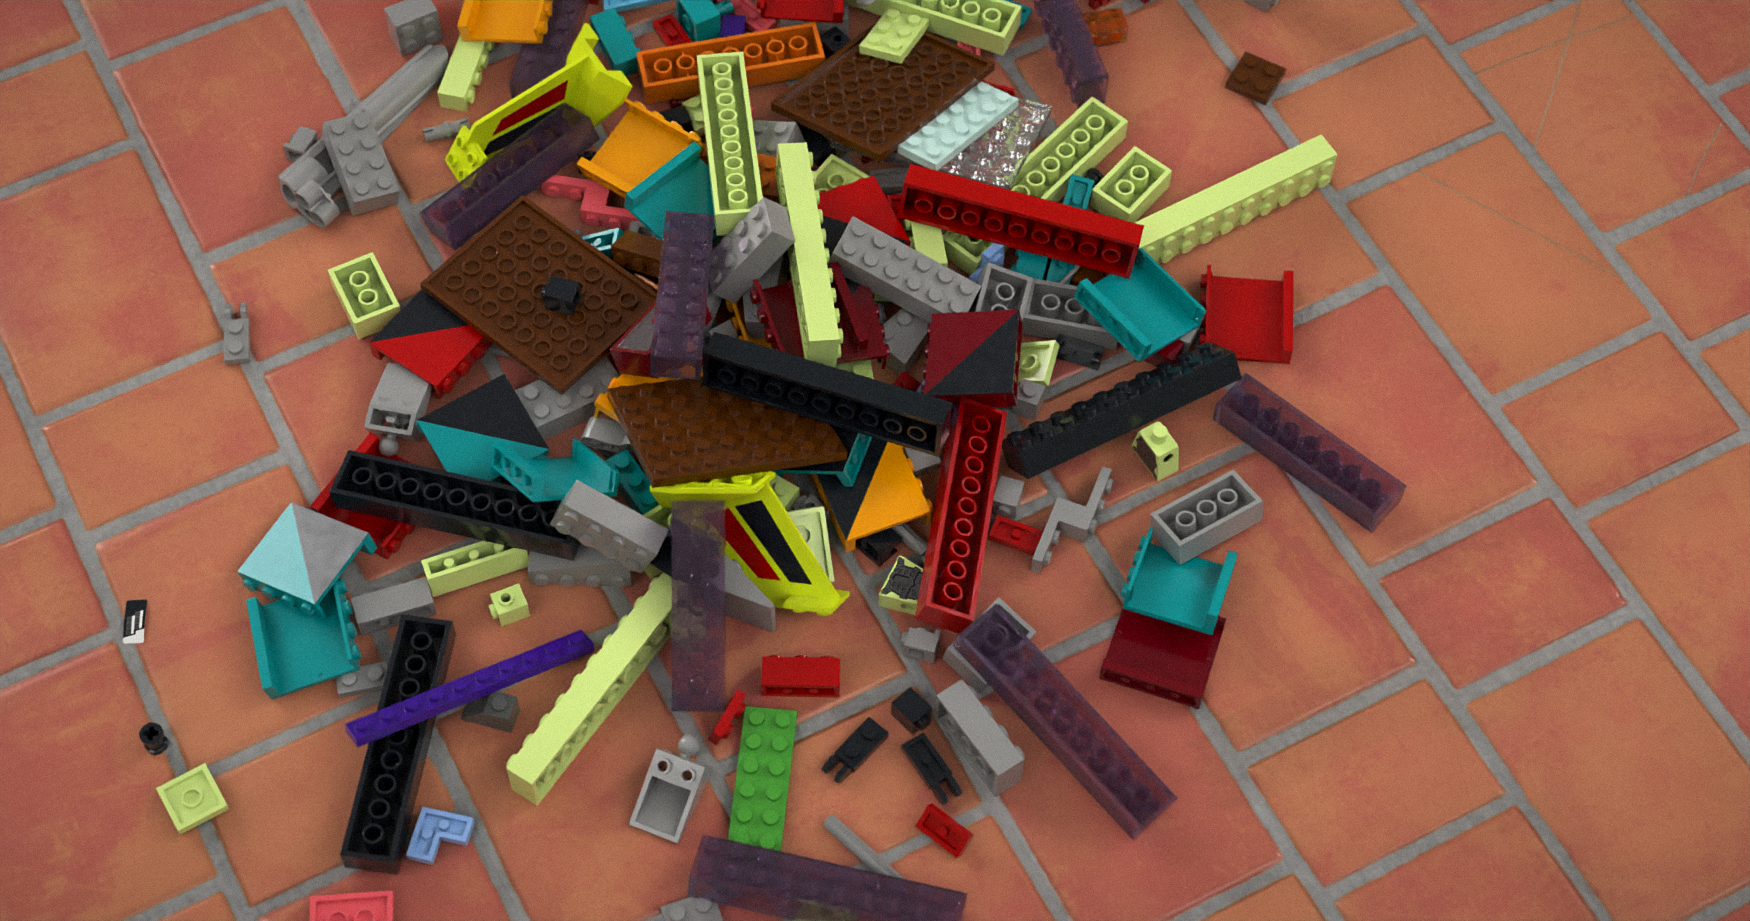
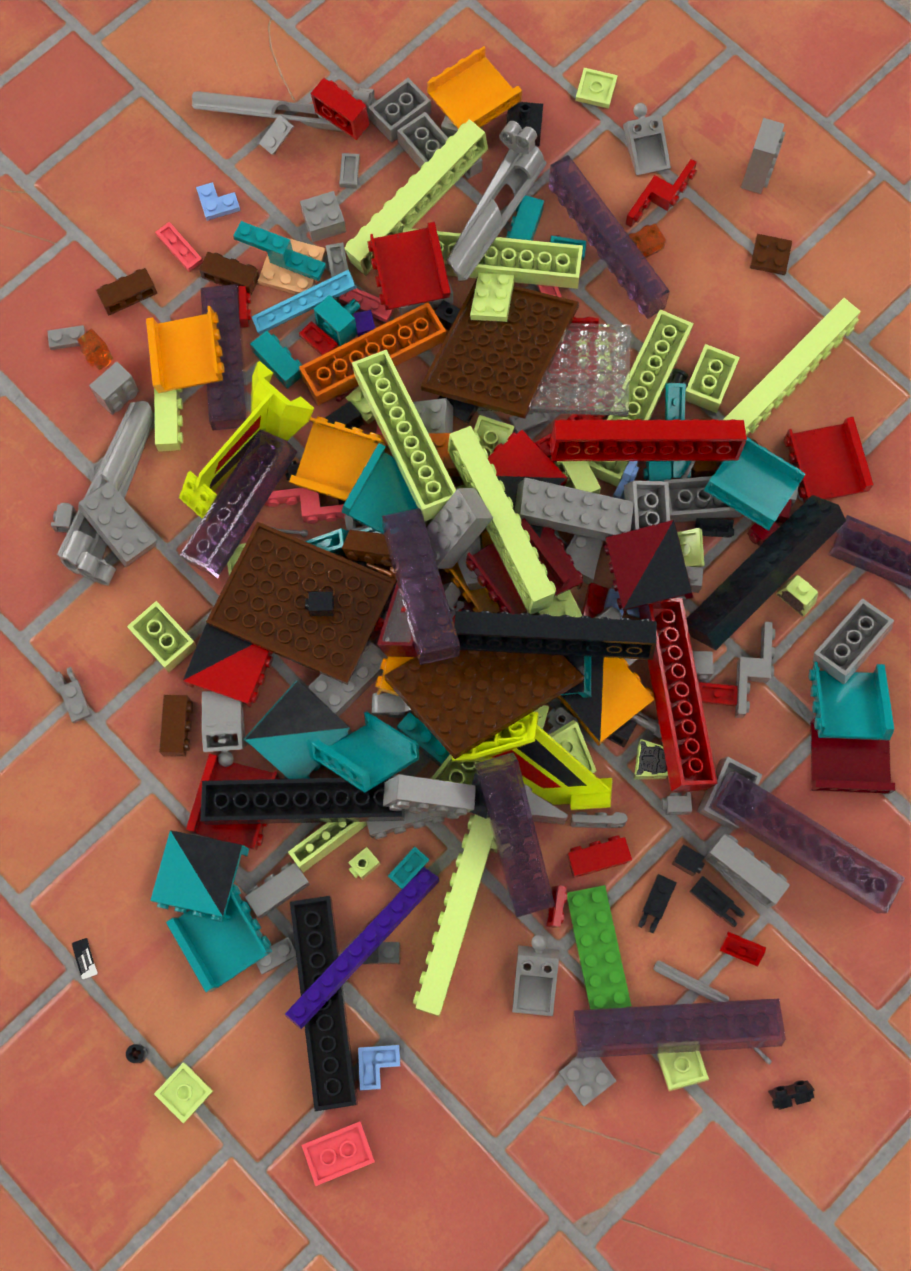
camera: 15 degrees left, 15 degrees up
(343, 395) = (175, 725): none -> reddish brown brick
(445, 130) = (172, 472): light grey pin -> none
(562, 624) = (408, 867): none -> teal plate
(815, 636) = (599, 820): none -> light grey hinge
(958, 126) = (570, 366): light aqua plate -> none
(1131, 367) = (759, 535): none -> dark red brick

